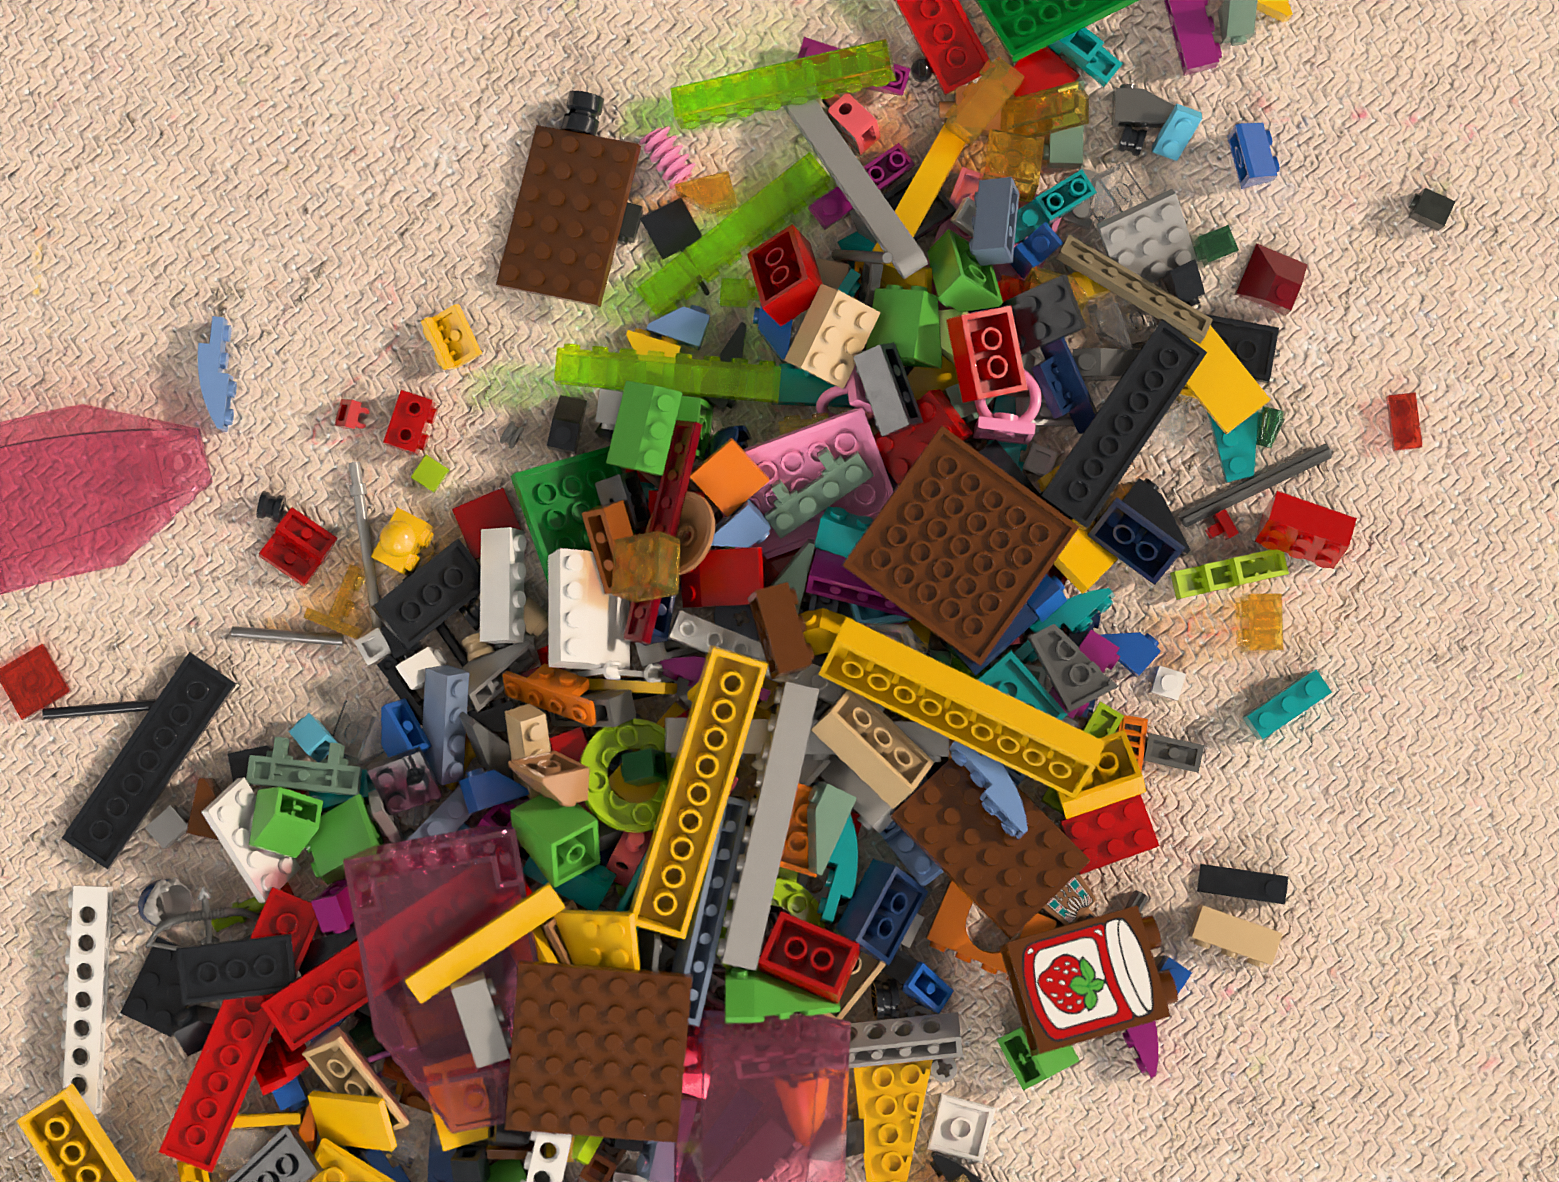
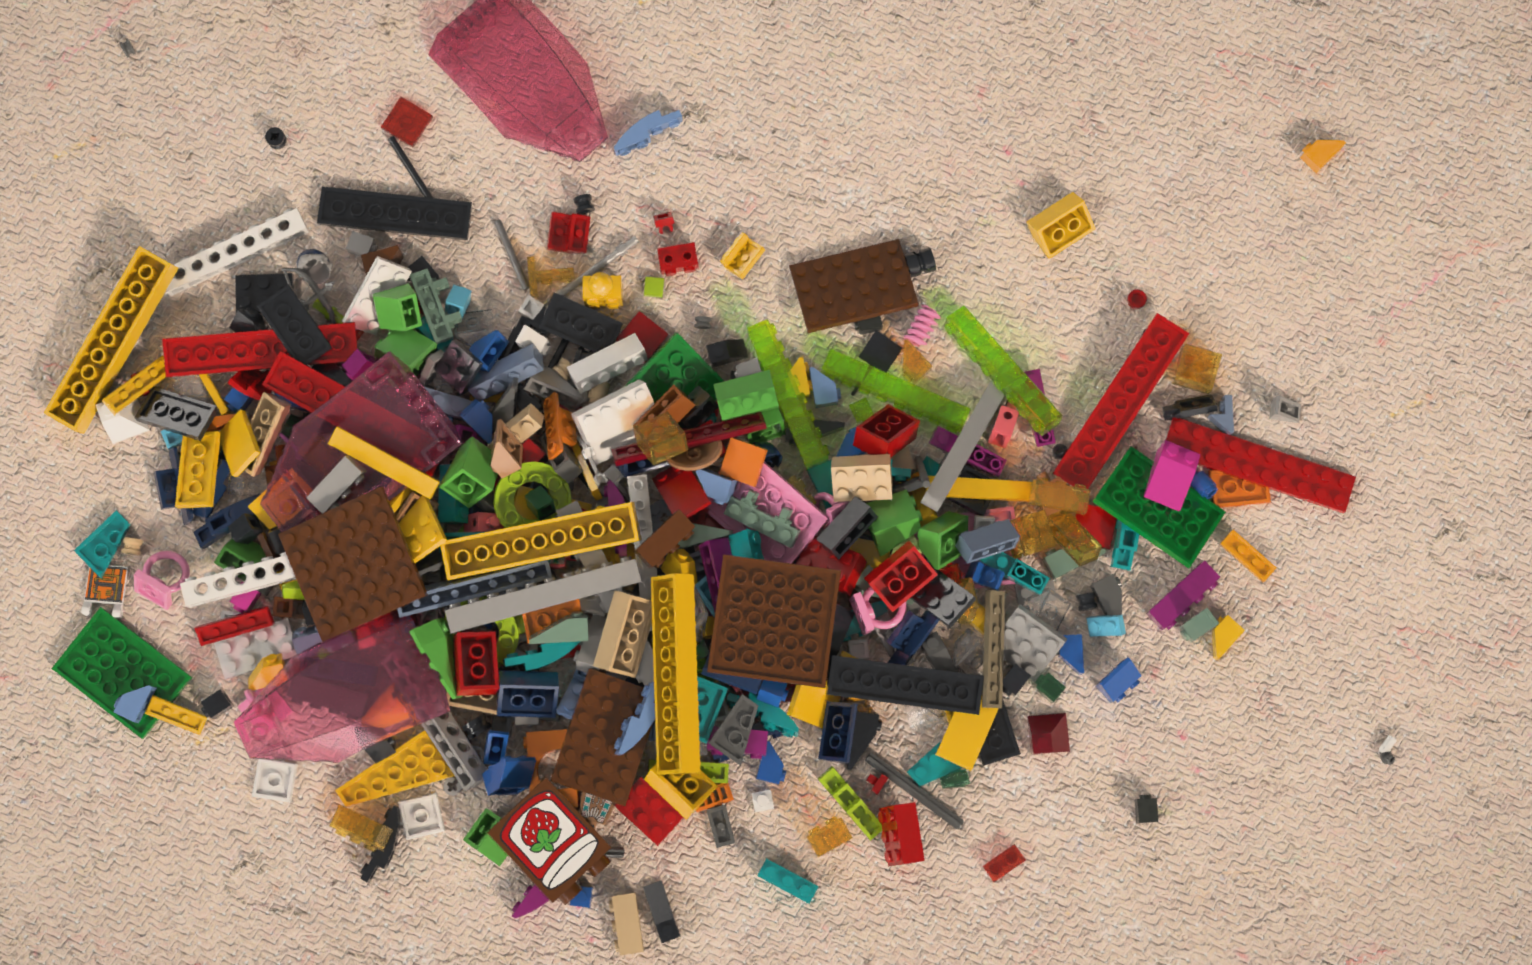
camera: 65 degrees right, 5 degrees down
(973, 989) = (509, 775): none -> blue slope
(1190, 192) = (1072, 653): none -> blue slope

